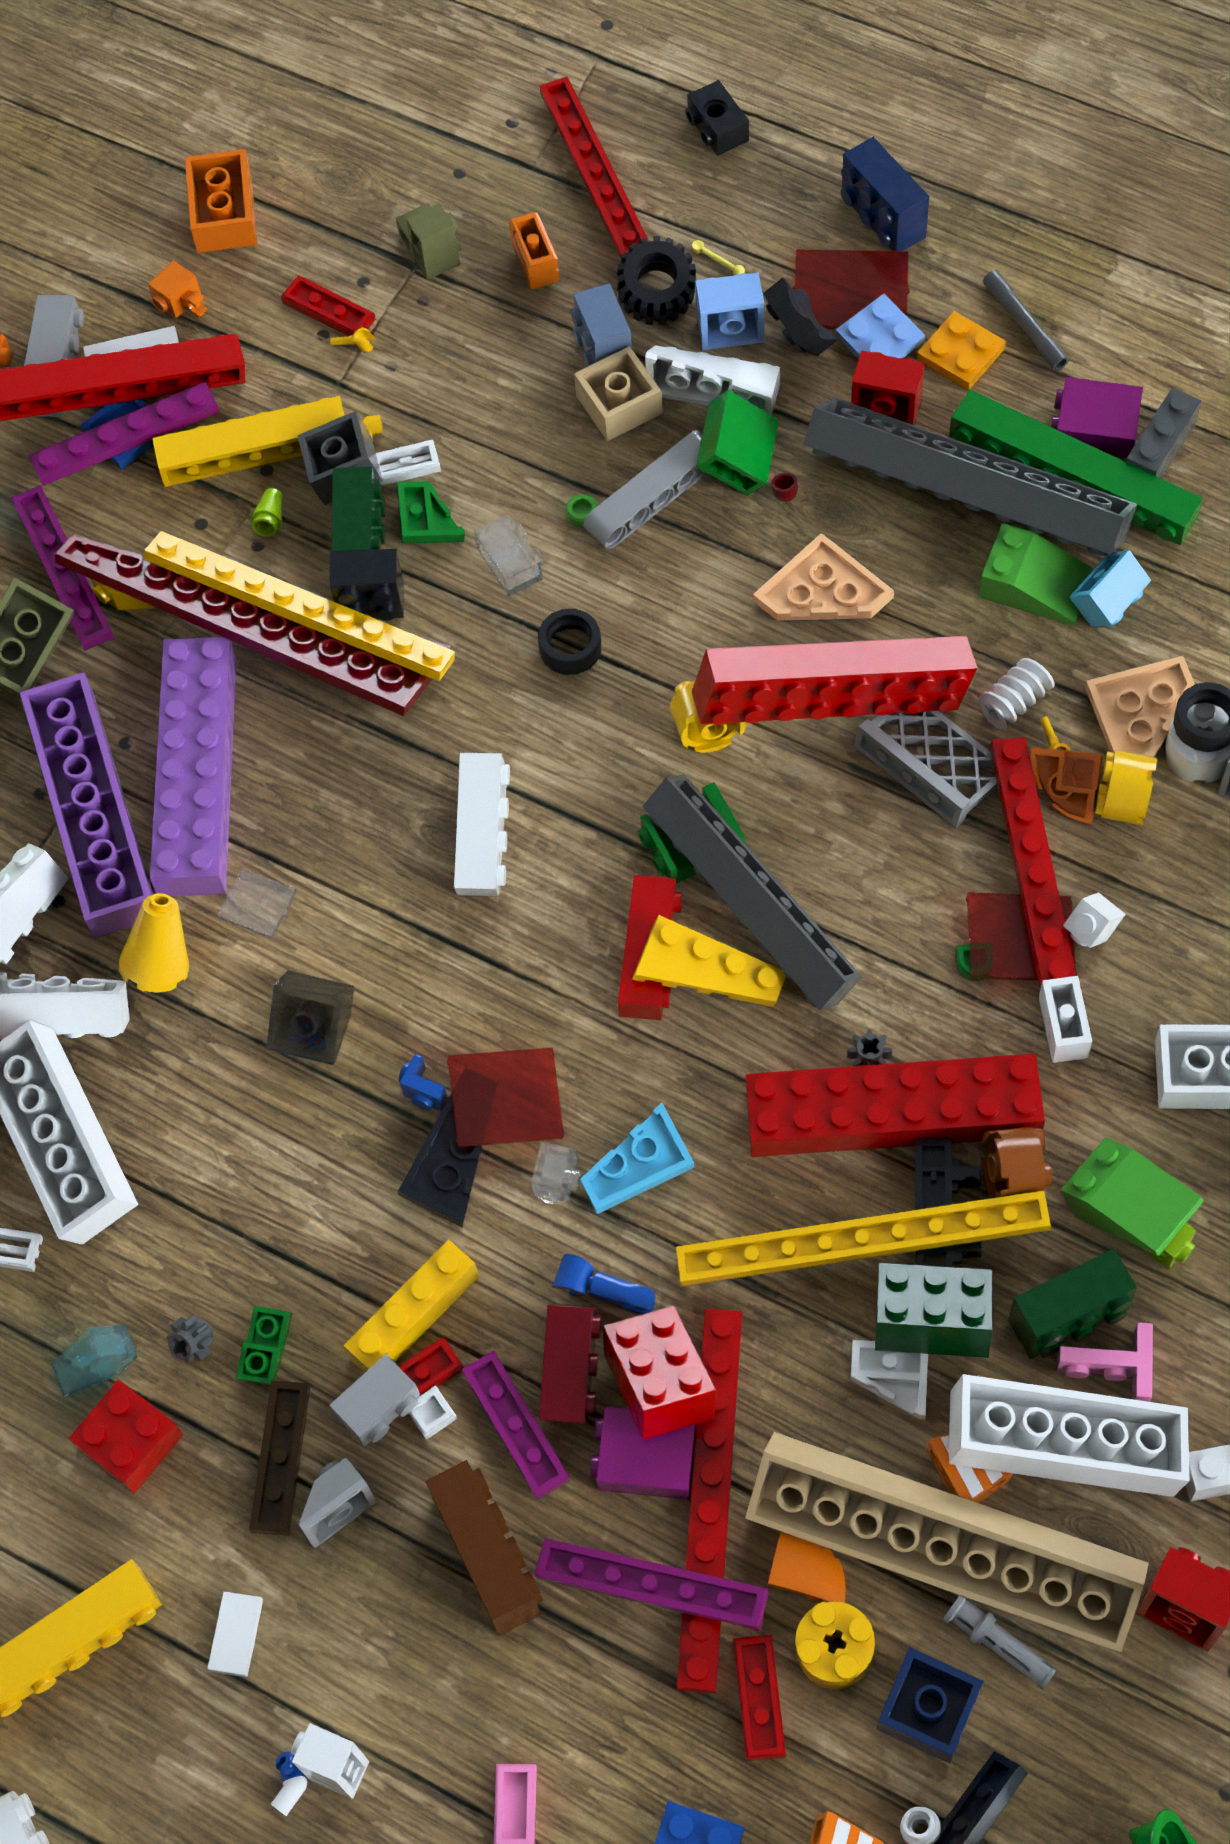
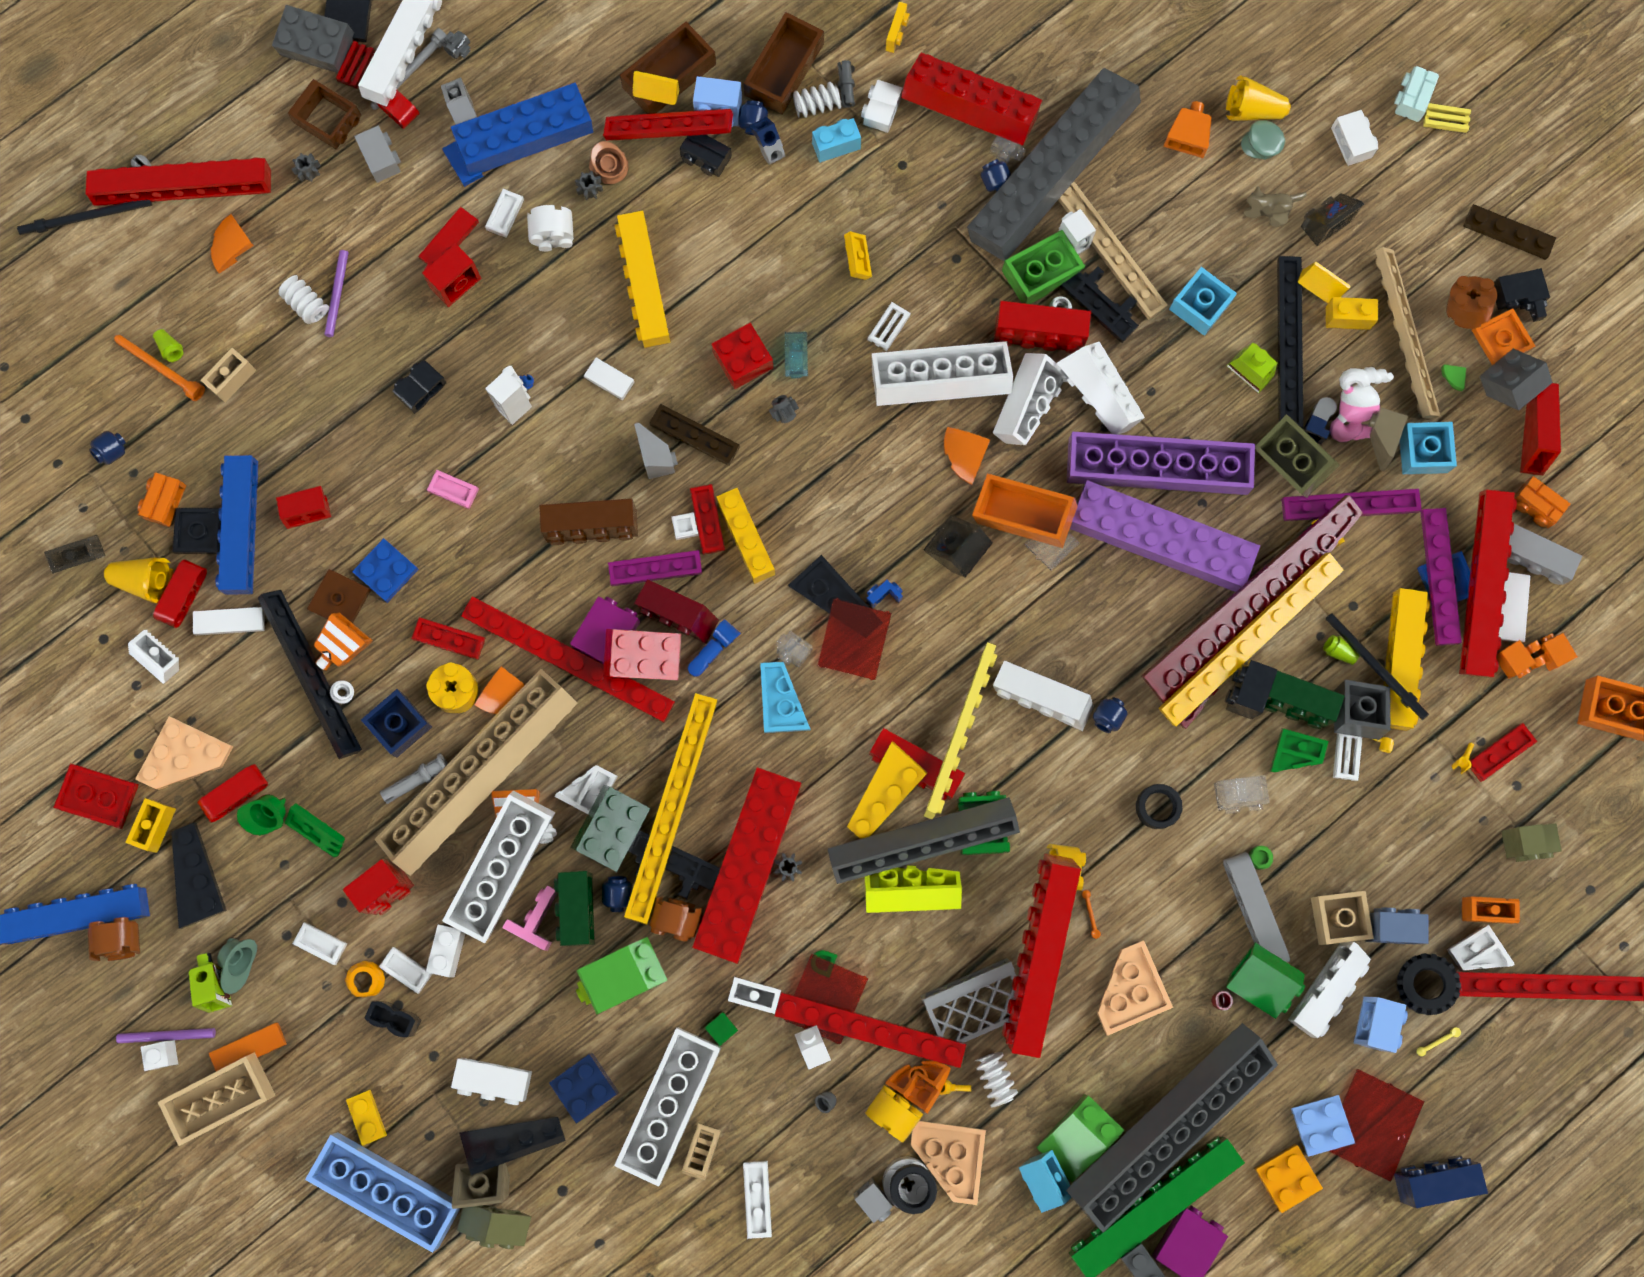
camera: 105 degrees right, 15 degrees up
(155, 947) = (1035, 466): yellow cone -> none
(164, 1062) = (965, 452): none -> orange brick
(199, 321) = (1517, 658): none -> orange brick
(225, 938) = (1025, 510): none -> orange piece
(264, 1346) = (764, 449): green slope -> none
(305, 407) = (1407, 699): none -> black bar
(376, 1401) = (699, 495): light grey brick -> none
(472, 736) = (1110, 715): none -> dark blue head
(577, 901) = (958, 739): none -> light yellow plate
(588, 250) = (1480, 951): none -> white wing
(652, 1584) = (529, 603): magenta plate -> none
(717, 118) = (1580, 1095): black brick -> none
(796, 315) = (1352, 1068): black brick -> none
(823, 881) = (912, 890): none -> neon yellow wedge
(888, 385) = (1268, 1104): red brick -> none
(1020, 1264) = (616, 893): none -> dark blue head
(1046, 345) = (1324, 1233): dark grey piece -> none
(1130, 1051) = (721, 1029): none -> green tile
(1152, 1760) = (314, 830): none -> green hinge
(1154, 880) = (825, 1101): none -> dark grey hinge

